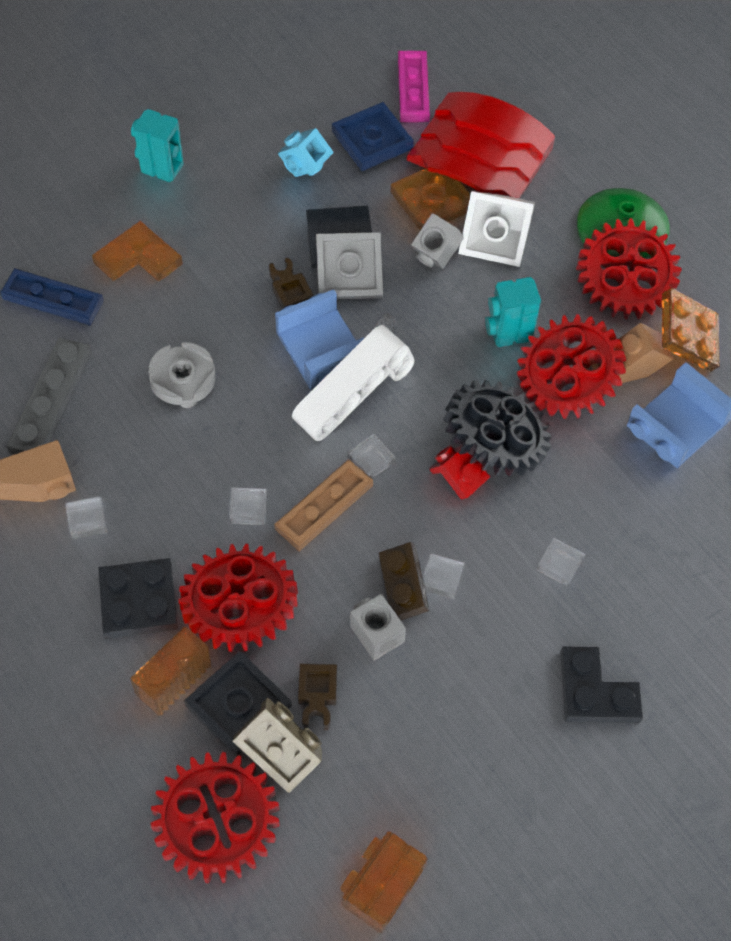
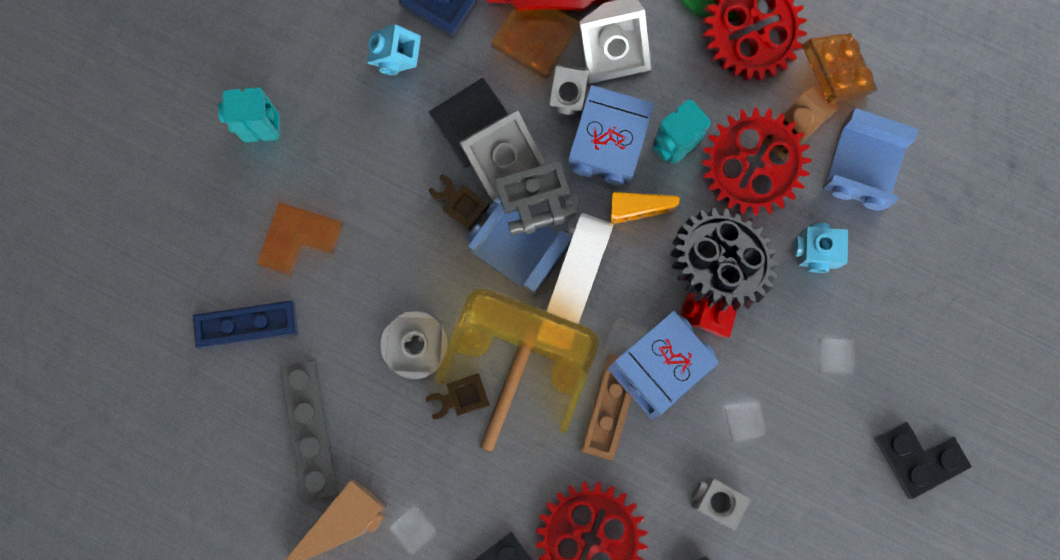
camera: 25 degrees left, 20 degrees up
(197, 432) = (464, 395): none -> dark brown plate
(241, 448) = (505, 398): none -> medium nougat bar
(248, 506) = (547, 444): clear tile -> none
(264, 374) = (498, 316): none -> clear yellow windscreen
(357, 291) = (532, 188): none -> dark grey plate
(390, 481) = (663, 365): none -> medium blue panel
(404, 580) = (719, 447): dark brown plate -> none
(446, 357) = (636, 205): none -> light orange slope
(448, 292) = (610, 136): none -> medium blue panel
(593, 460) = (821, 248): none -> medium azure brick

